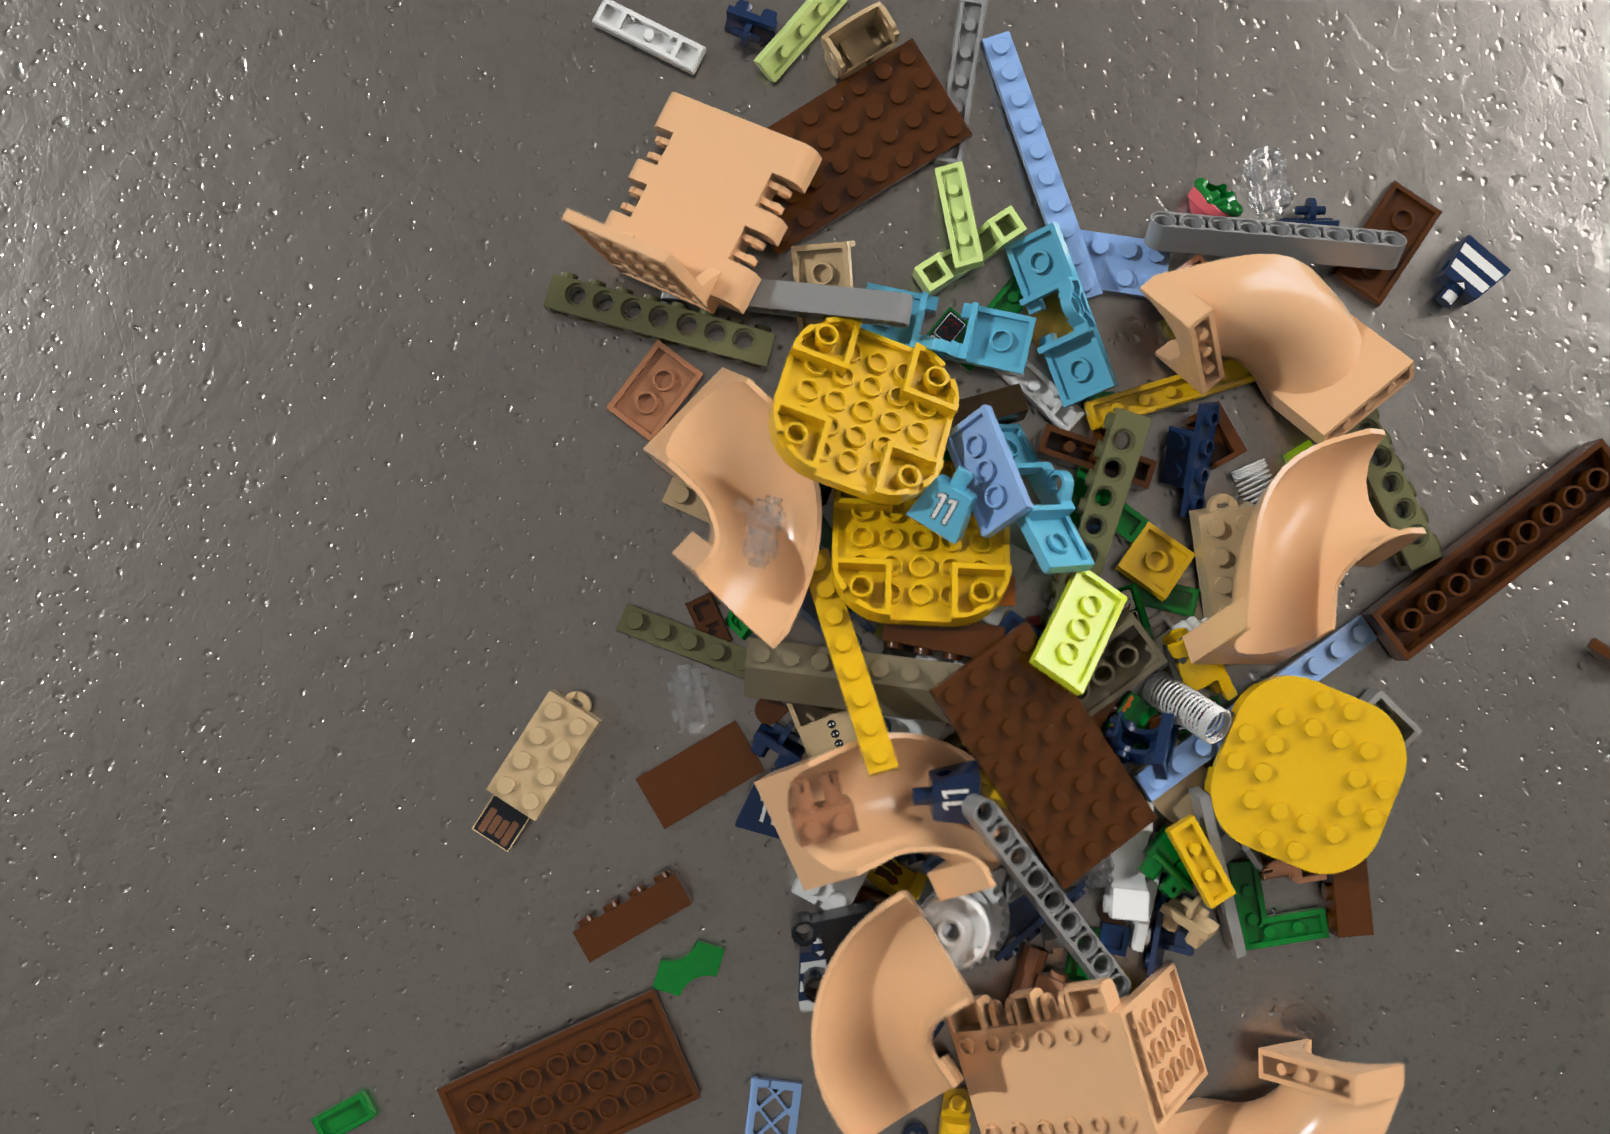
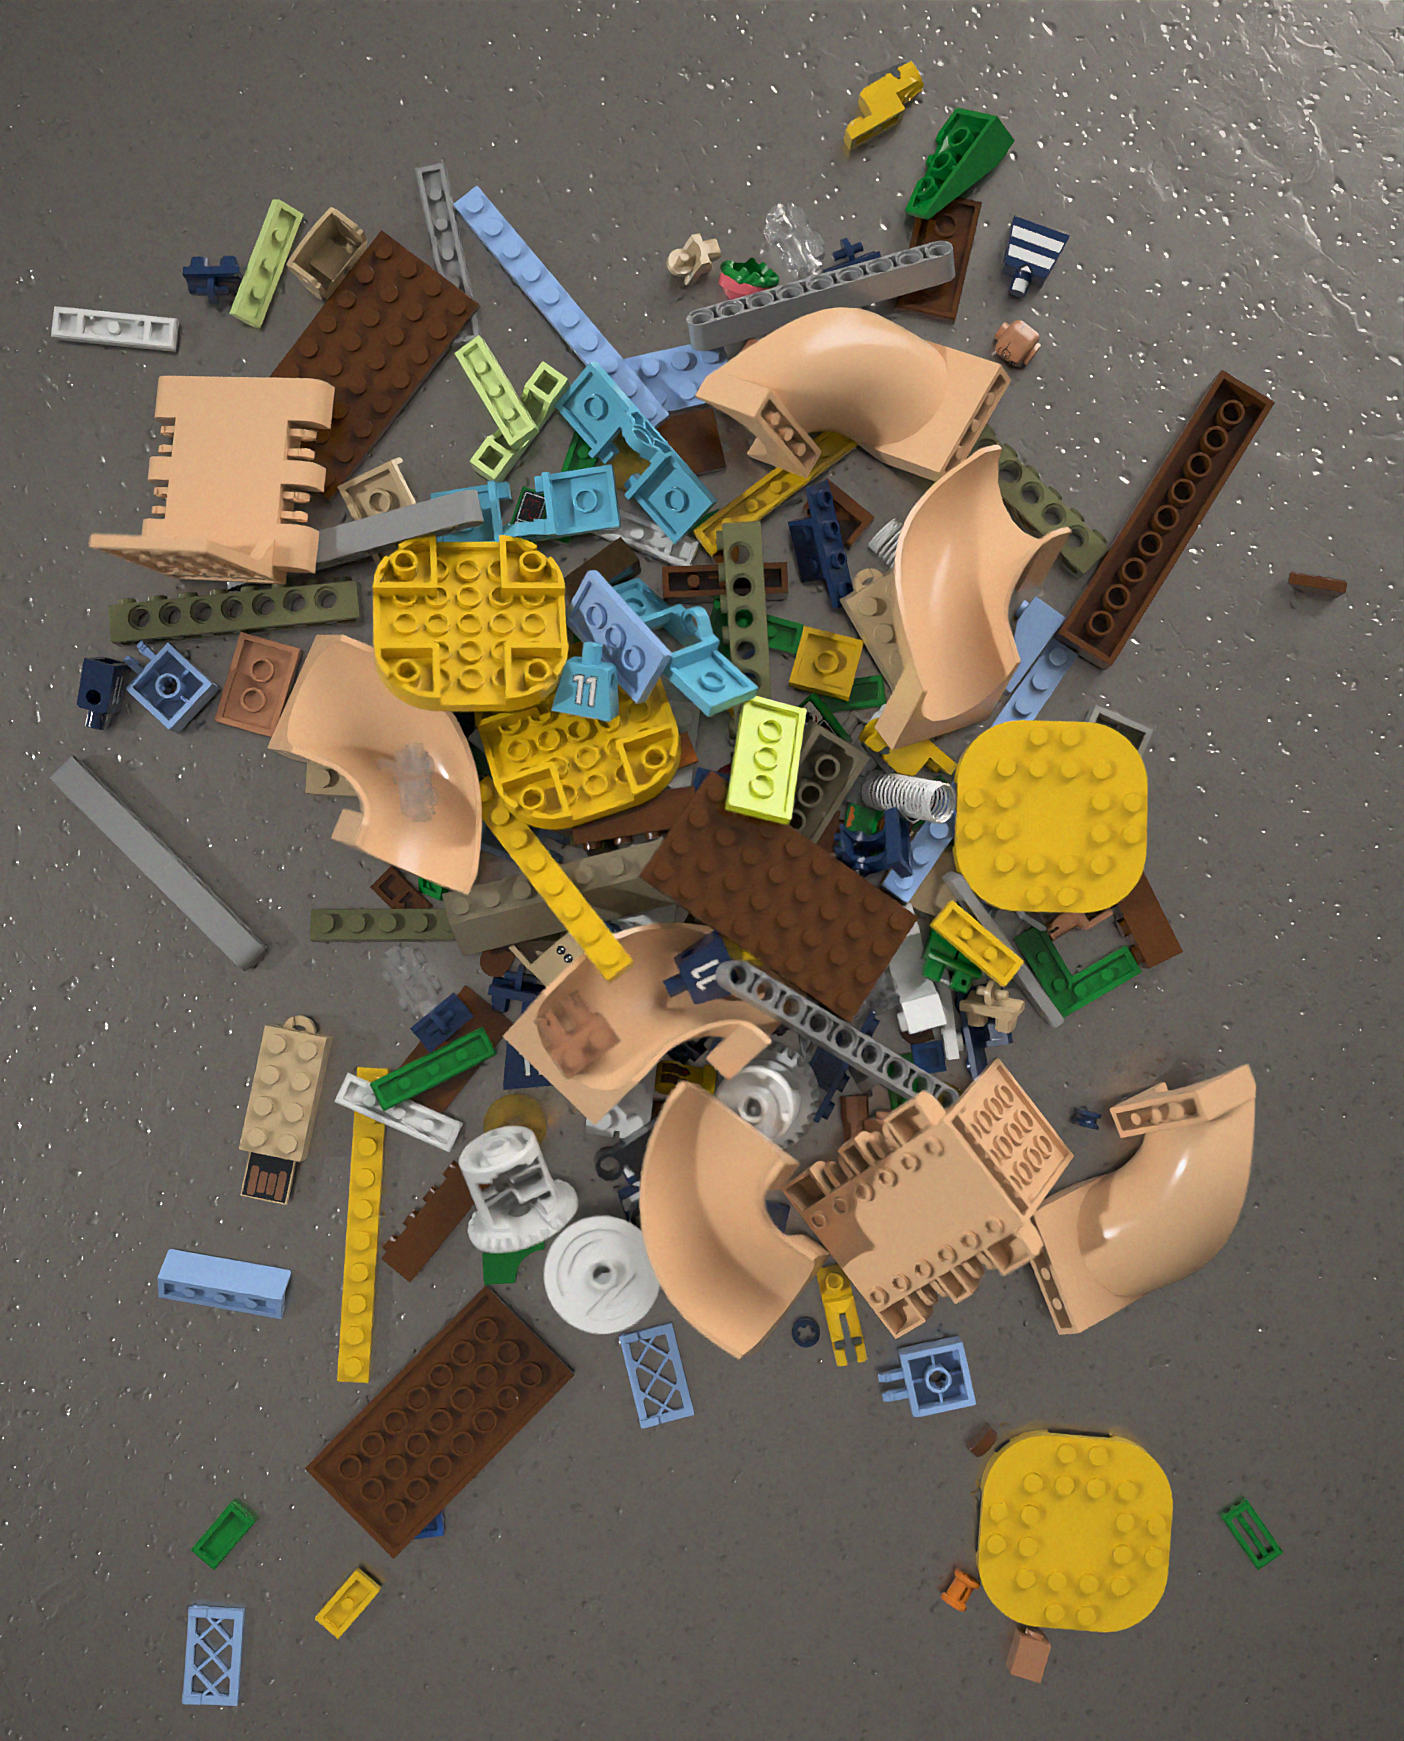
camera: 20 degrees left, 0 degrees up
(427, 898) = (223, 1283): none -> light blue panel
(511, 513) = (158, 863): none -> light grey beam
(527, 335) = (102, 689): none -> dark blue torso
(563, 360) = (153, 683): none -> light blue hinge
(567, 894) = (362, 1243): none -> yellow plate
(636, 810) = (406, 1117): none -> white tile
(680, 784) = (432, 1069): none -> green tile
(704, 746) = (442, 1022): none -> dark blue hips
(727, 923) = (526, 1210): none -> white piece
(733, 876) = (518, 1105): none -> clear yellow brick
(762, 1027) = (595, 1298): none -> white piece
(1116, 323) = (695, 440): none -> reddish brown tile
(1175, 165) = (693, 258): none -> tan hips
(1231, 1046) = (1086, 1118): none -> dark blue bush
(1353, 601) = (1031, 633): none -> light blue slope
(1390, 92) = (883, 102): none -> yellow plate
(1427, 345) = (1017, 343): none -> nougat head
(1444, 163) = (966, 151): none -> green wedge

